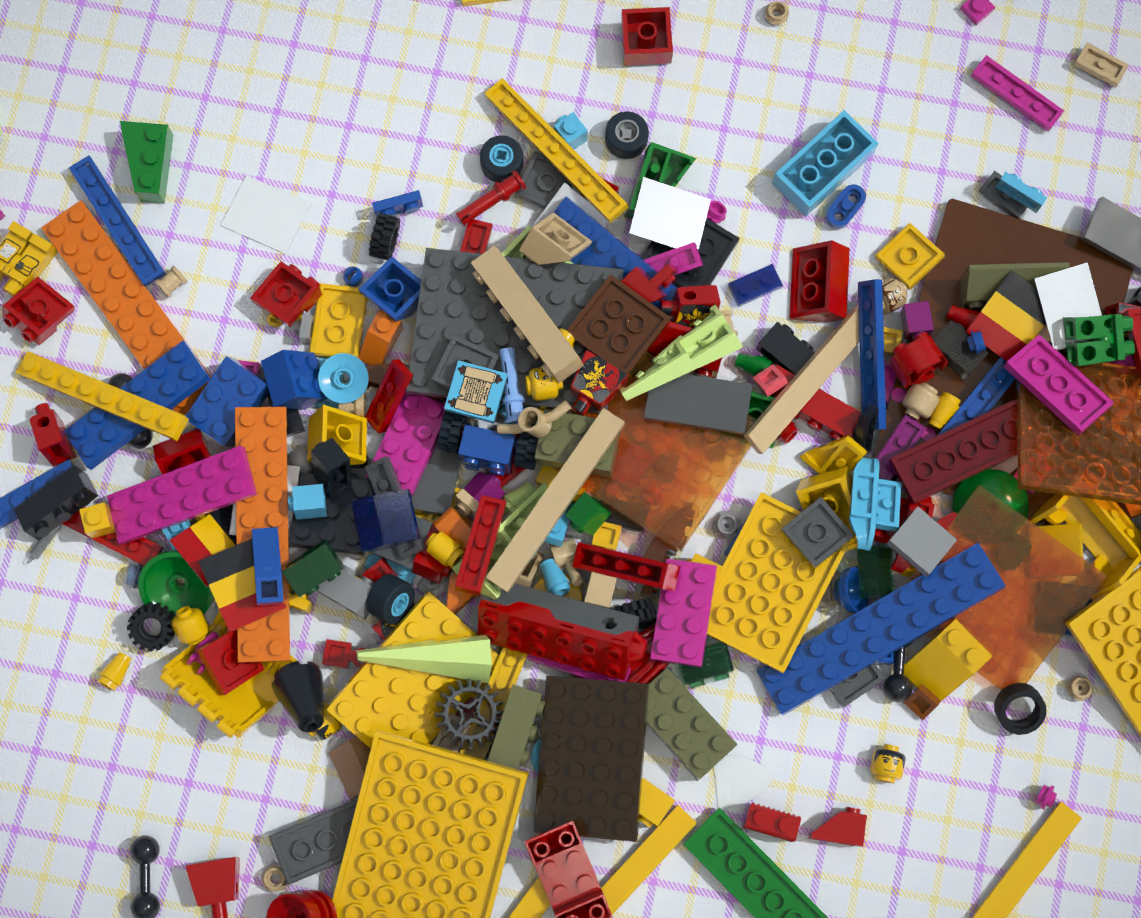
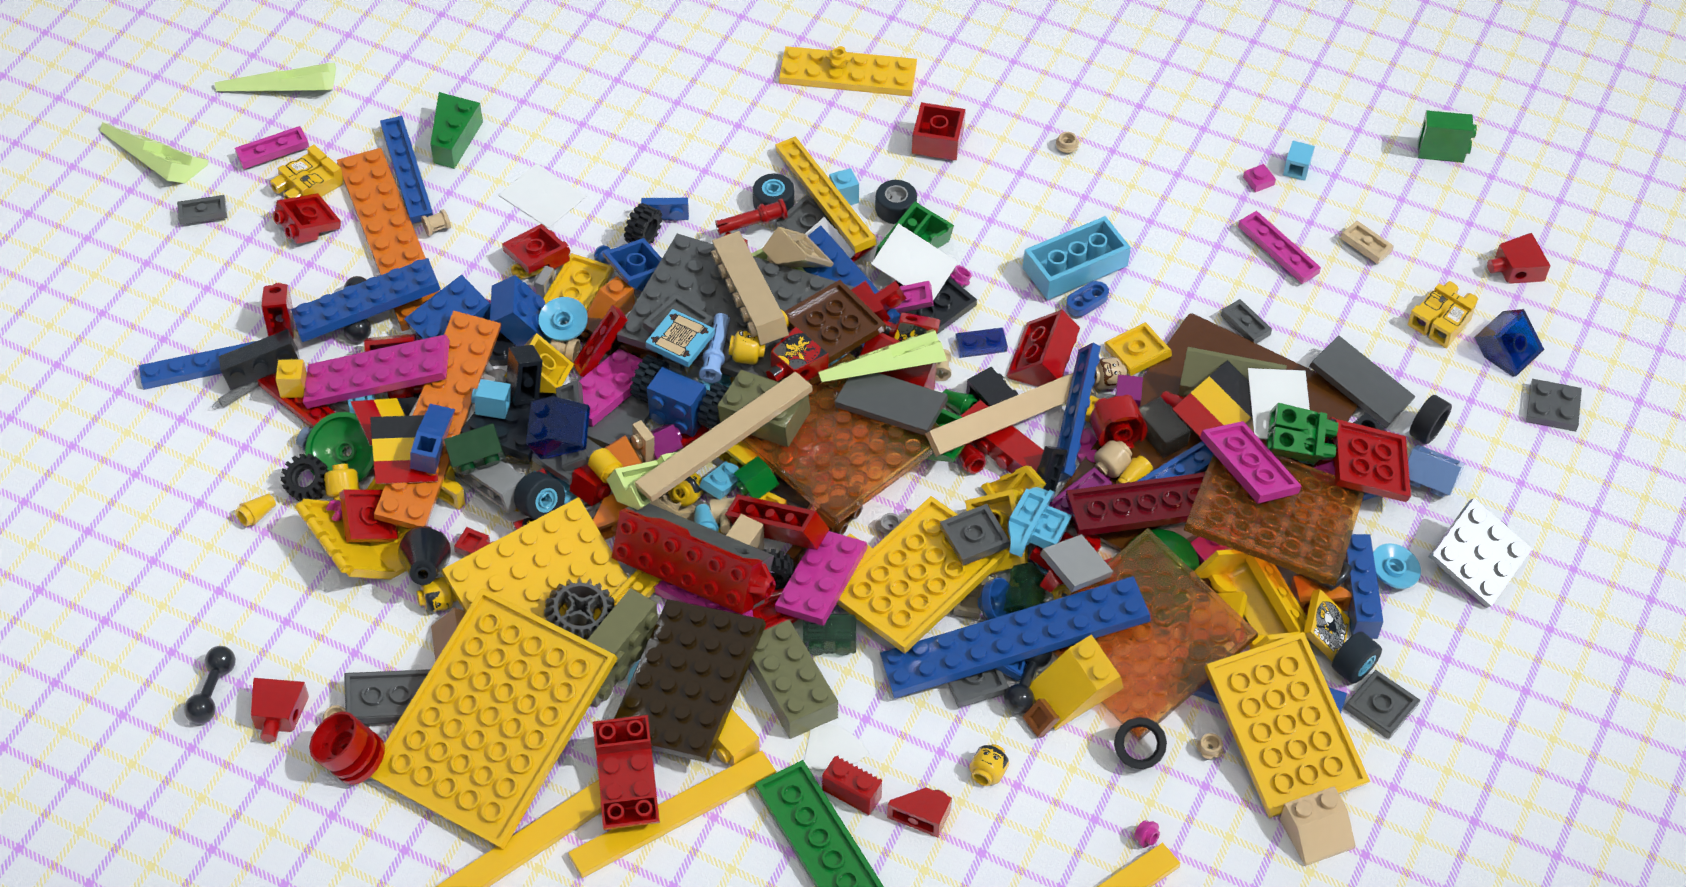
camera: 15 degrees right, 25 degrees down
(102, 396) = (337, 283): yellow plate -> none
(452, 658) = (566, 552): yellowish green wedge -> none
(480, 545) = (639, 459): red plate -> none
(527, 417) = (727, 370): tan piece -> none
(770, 380) = (968, 405): coral plate -> none
(976, 342) = (1179, 415): blue plate -> none
(1028, 196) = (1259, 315): medium azure plate -> none

